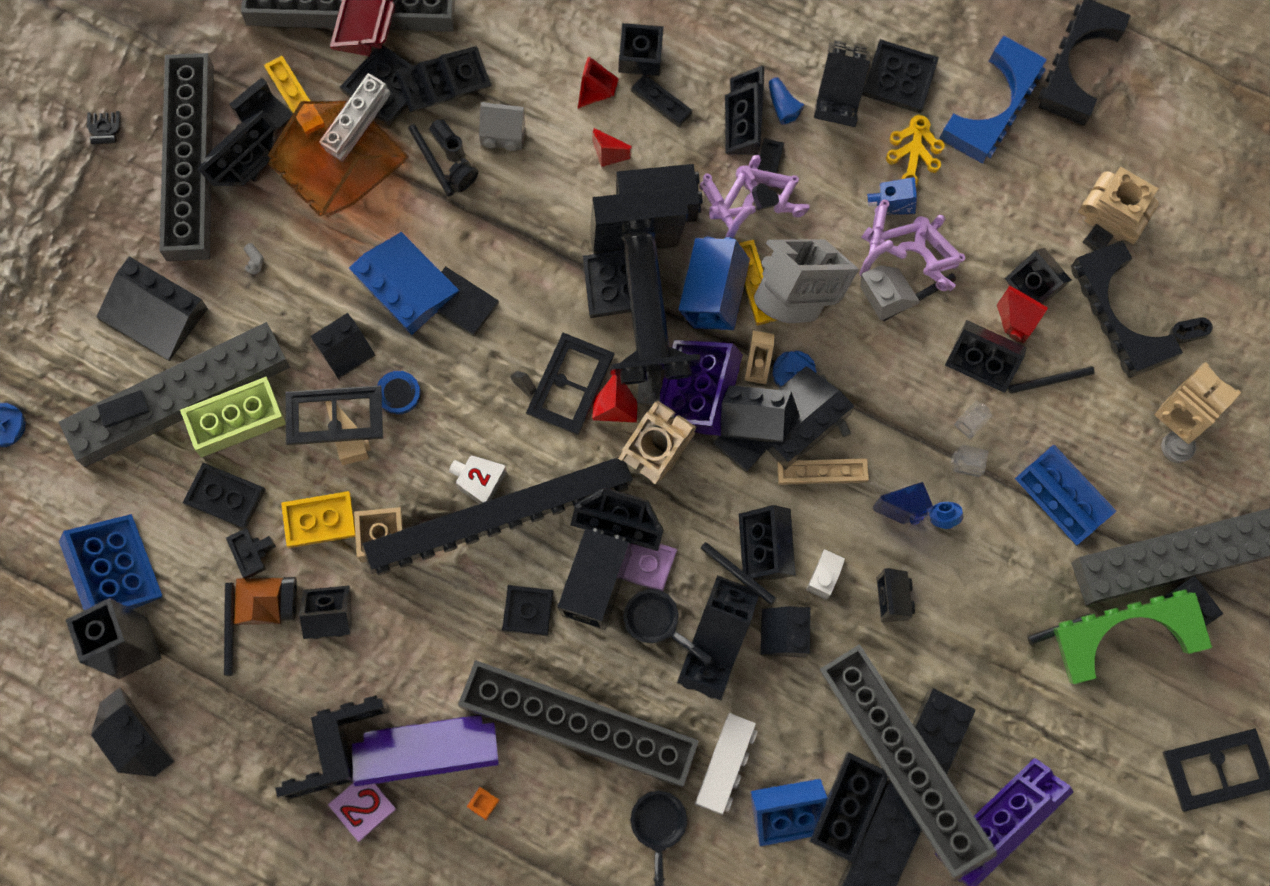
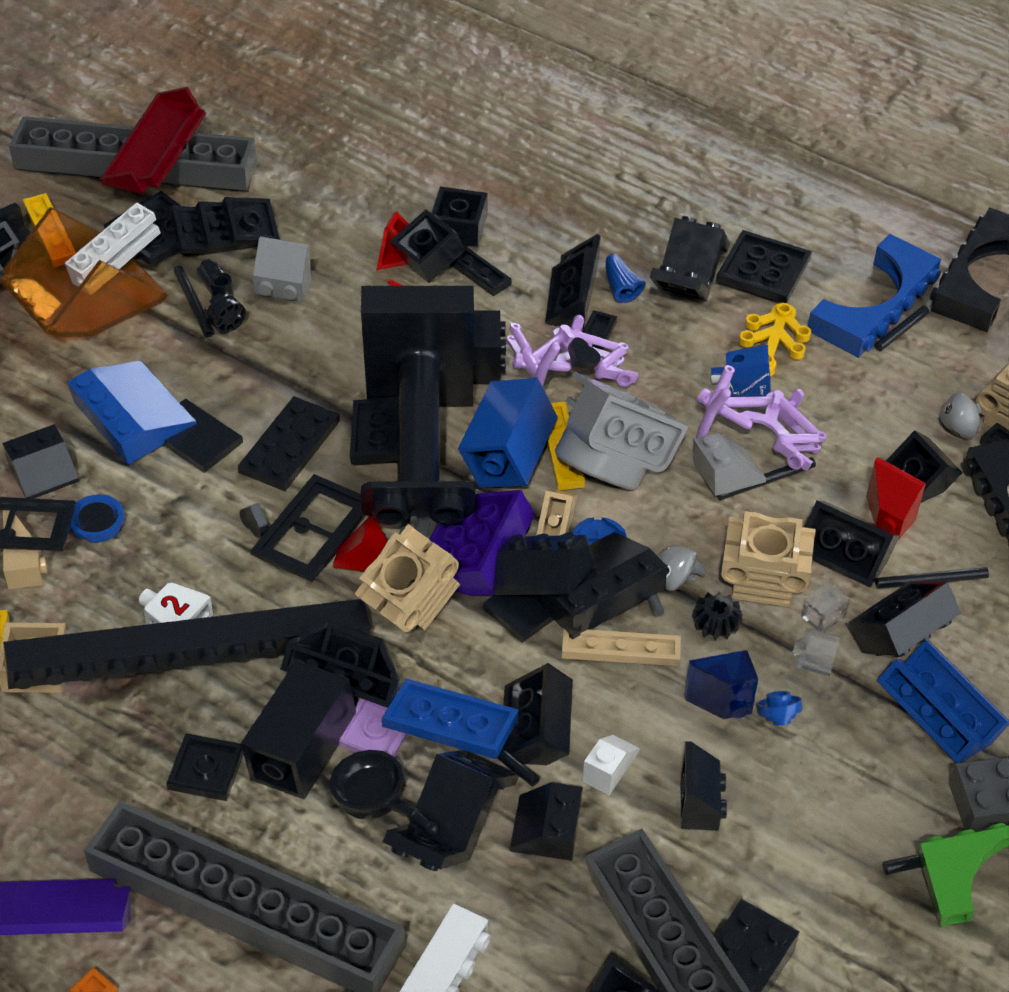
camera: 10 degrees right, 25 degrees down
(537, 301) = (289, 443): none -> black plate
(620, 87) = (428, 245): none -> black slope
(704, 555) = (450, 718): none -> blue plate
(859, 394) = (681, 566): none -> light grey piece
(898, 430) = (717, 615): none -> black gear
(944, 376) = (767, 558): none -> tan piece
(1016, 130) = (901, 328): none -> black bar
(1035, 429) = (905, 618): none -> black brick
(1068, 223) = (961, 415): none -> light grey piece

